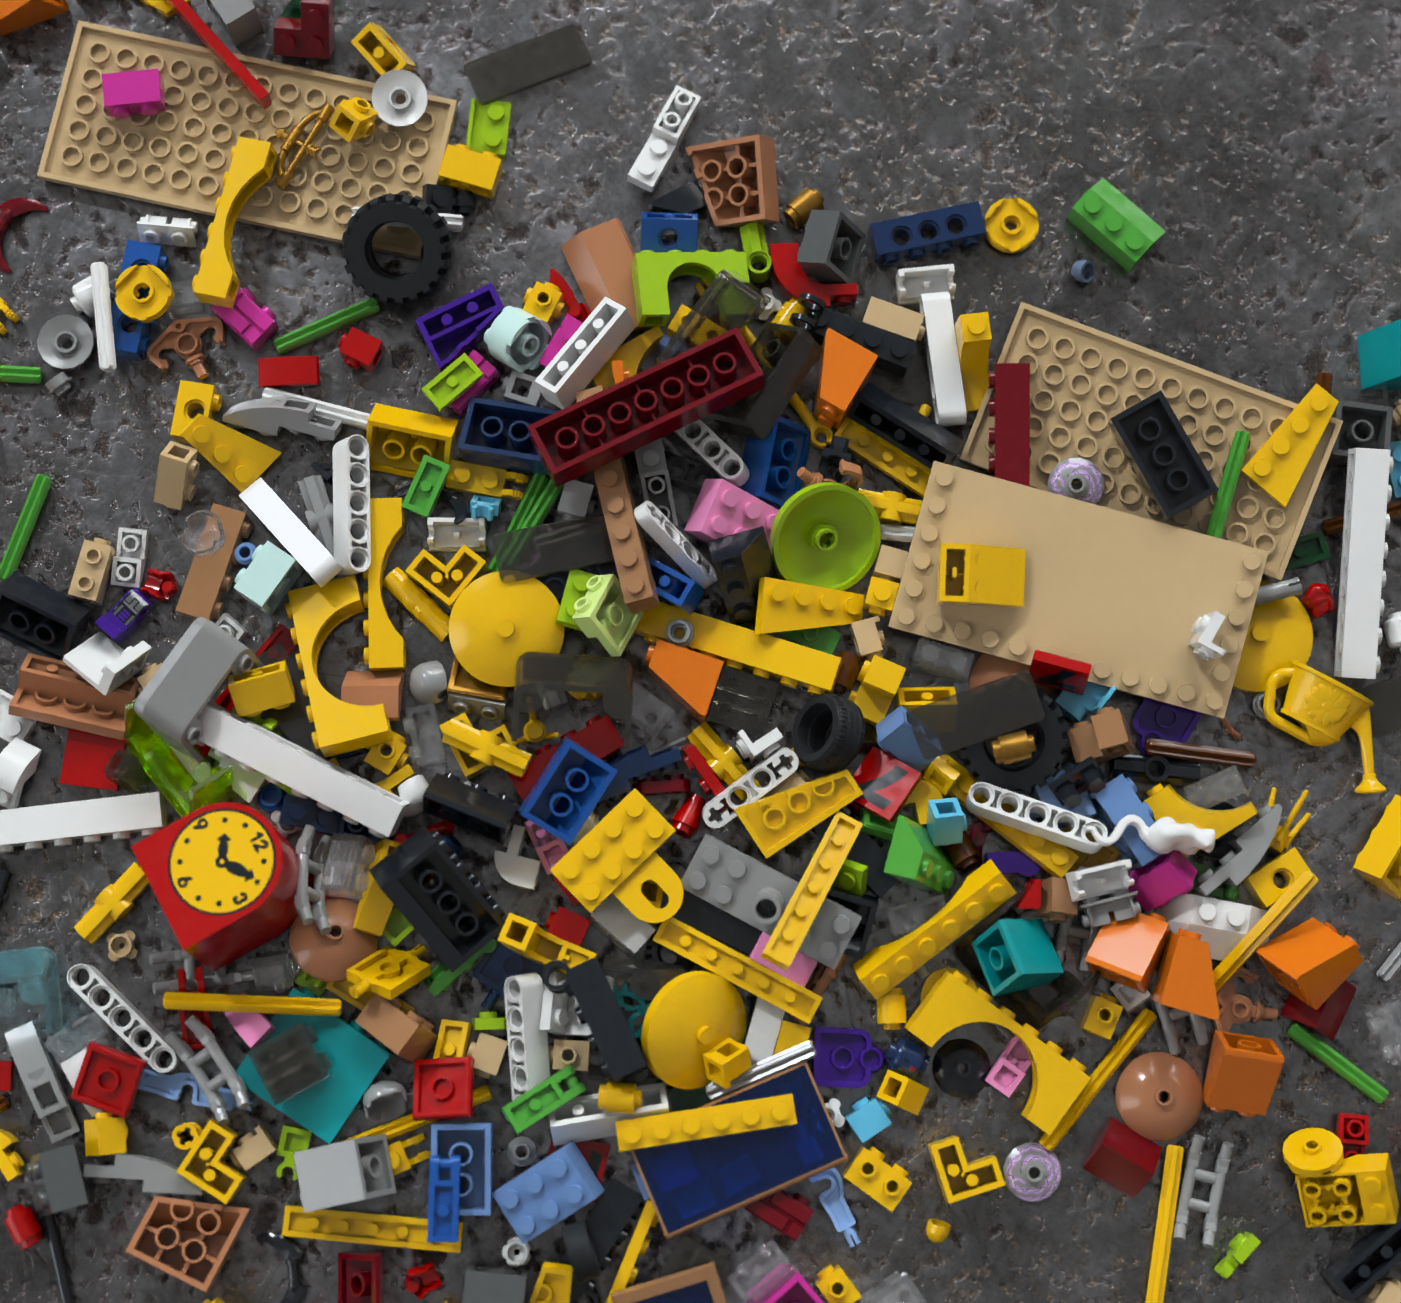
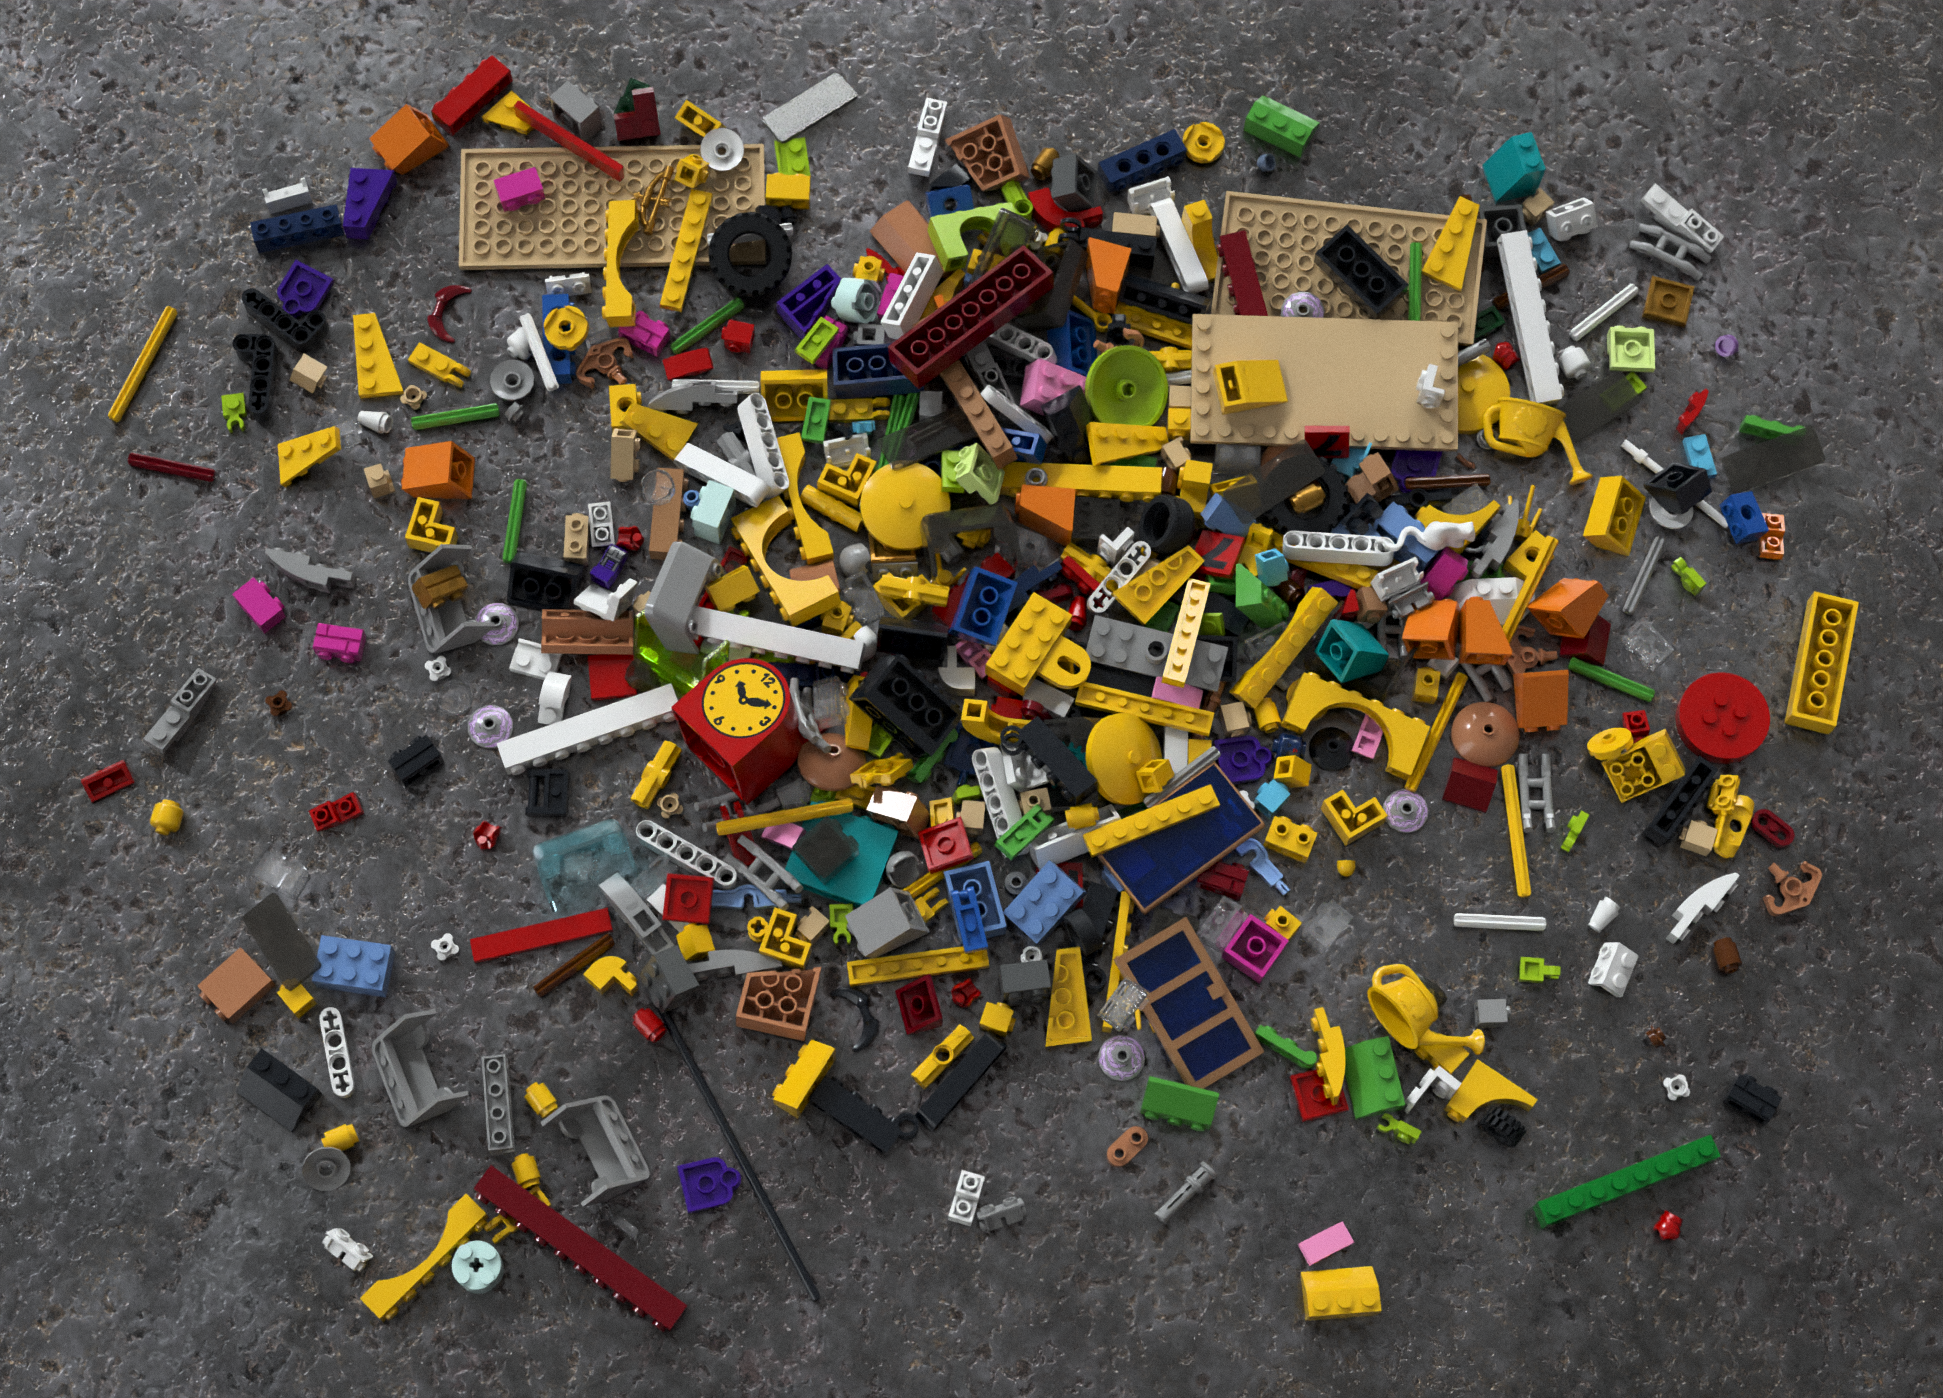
camera: 10 degrees left, 10 degrees down
(323, 221) = (686, 250): none -> yellow plate
(600, 942) = (1032, 709): none -> dark red plate
(790, 856) = (1163, 617): none -> bright green plate
(849, 1005) = (1234, 719): none -> tan brick

